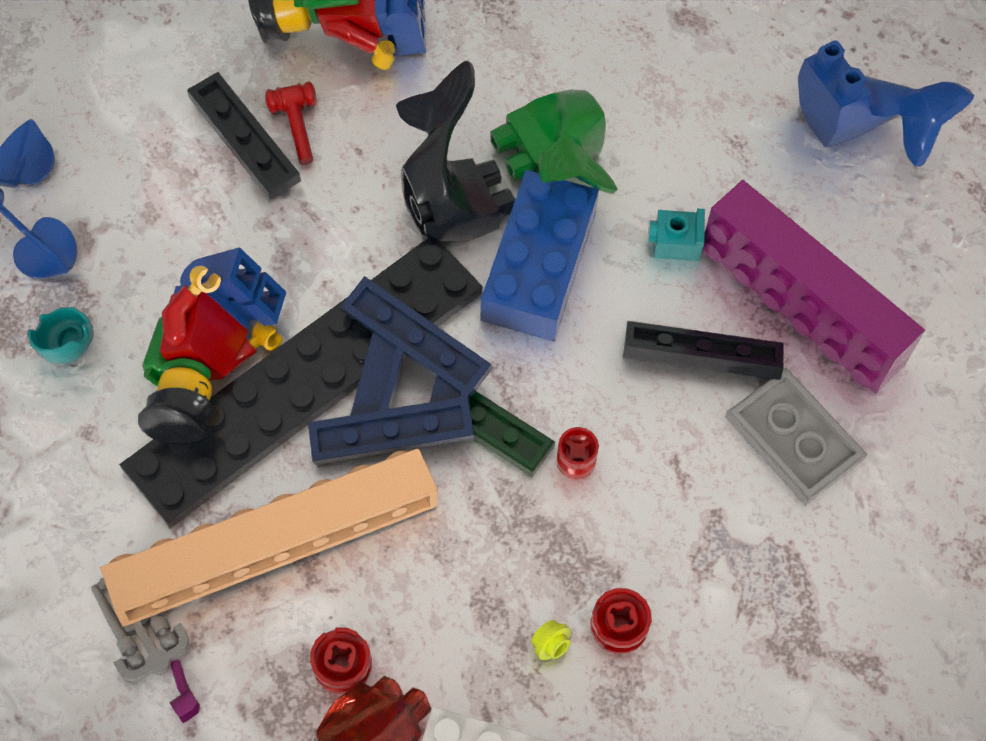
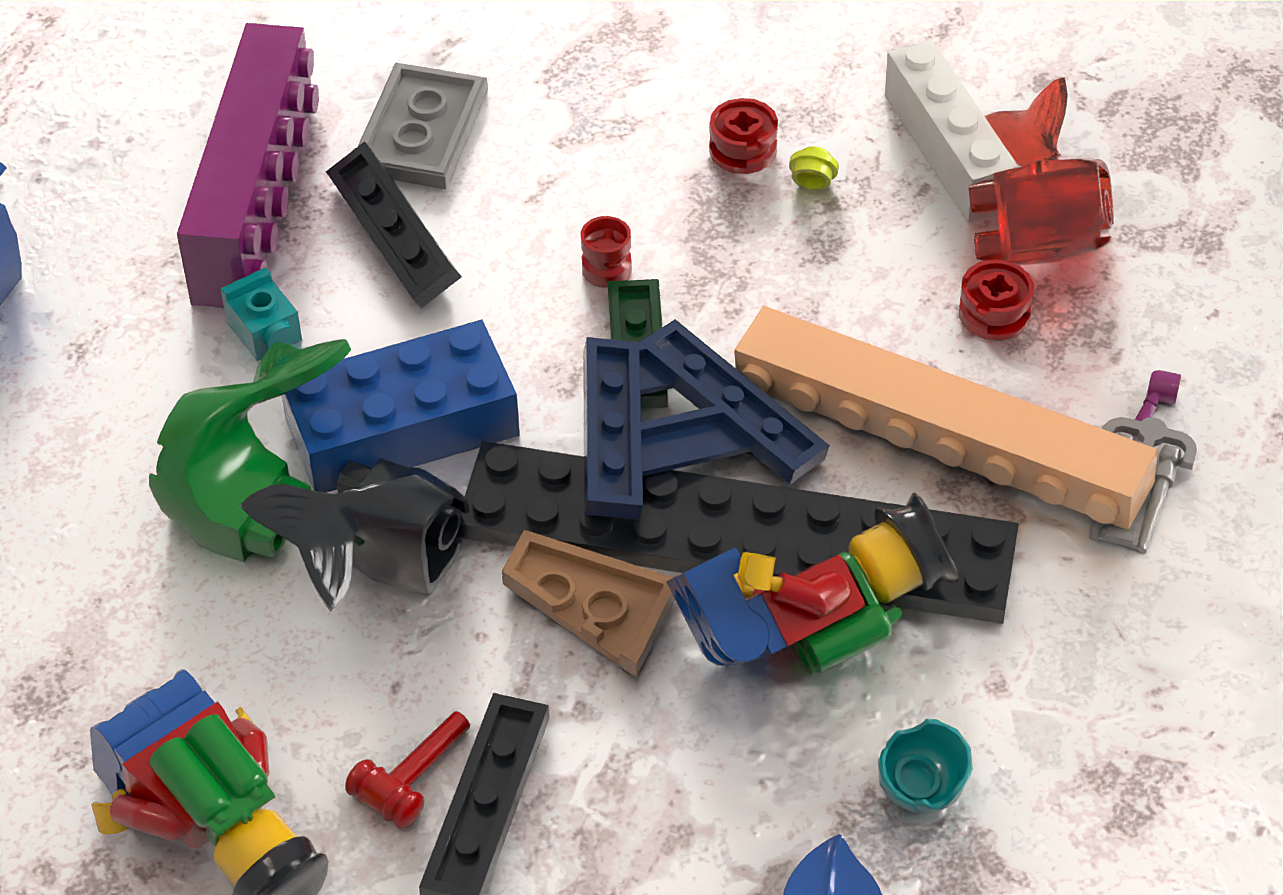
camera: 125 degrees left, 15 degrees down
(325, 267) = (592, 596): none -> medium nougat wing

